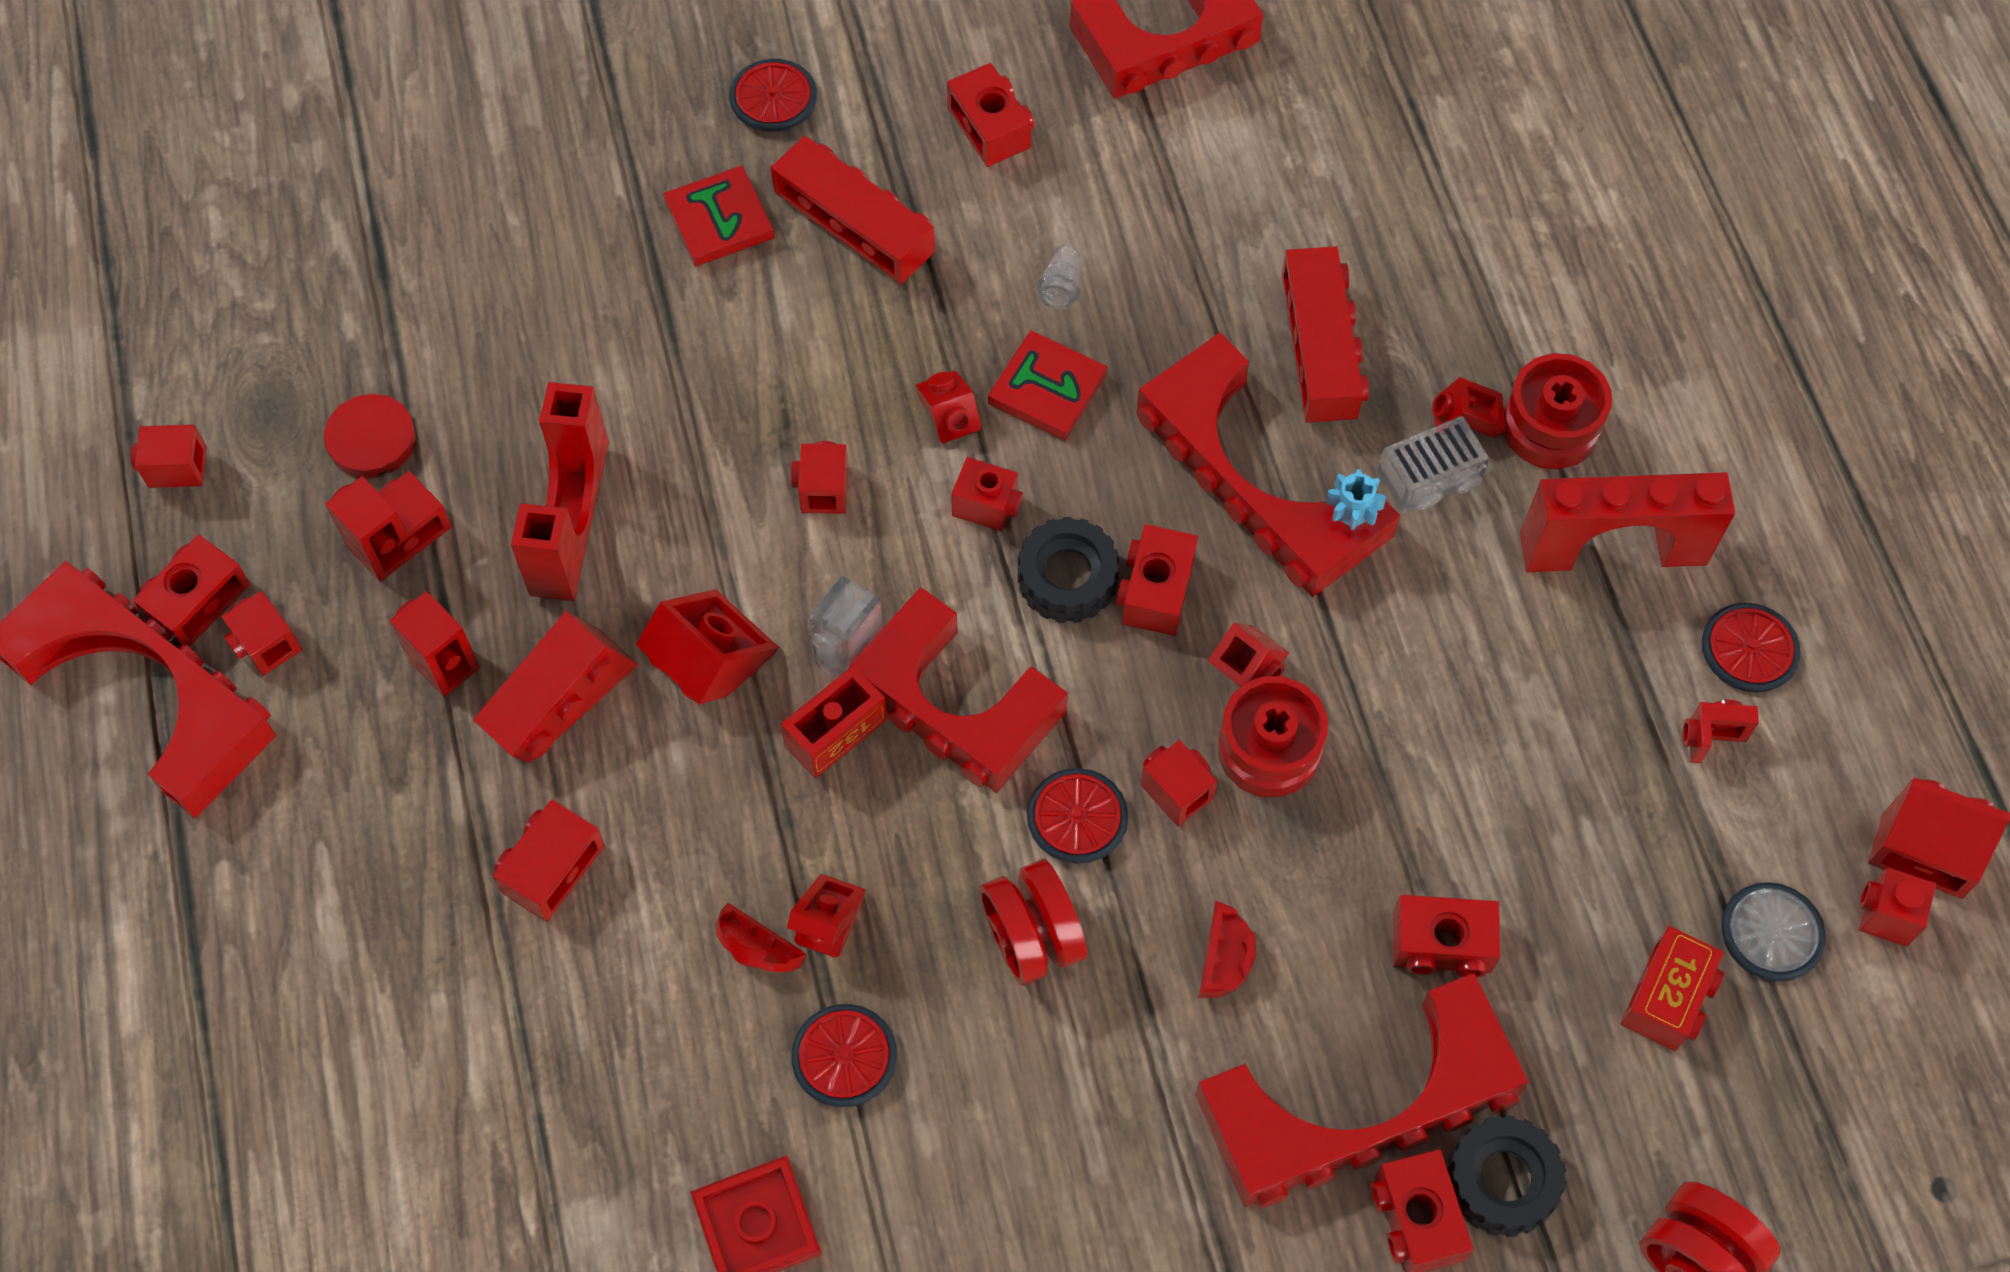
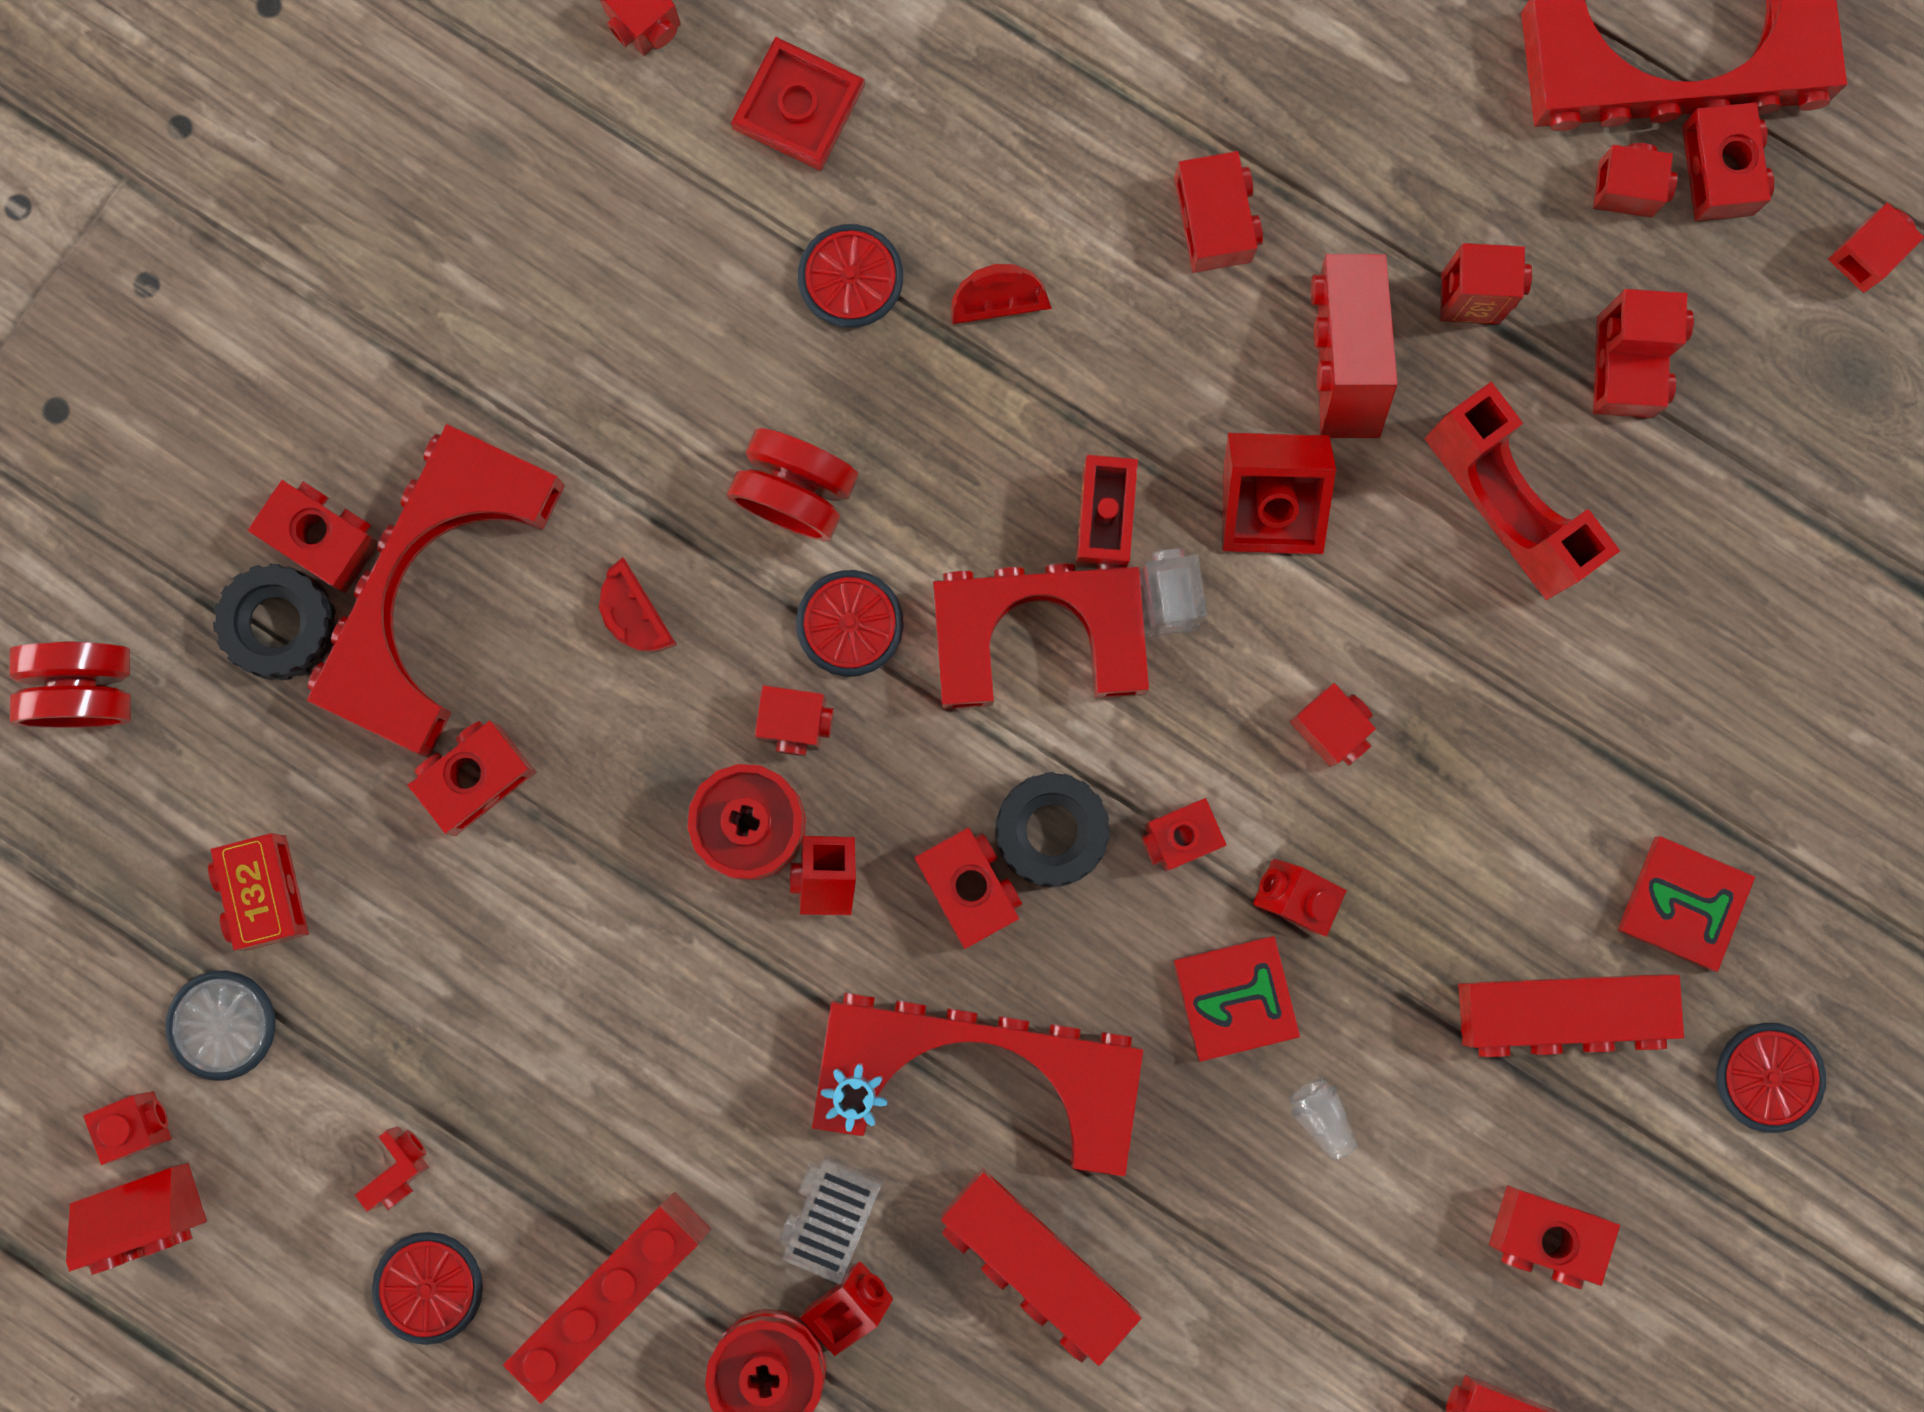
camera: 135 degrees right, 20 degrees up
(369, 435) = (1745, 424): red tile -> none
(826, 915) = (964, 361): red slope -> none

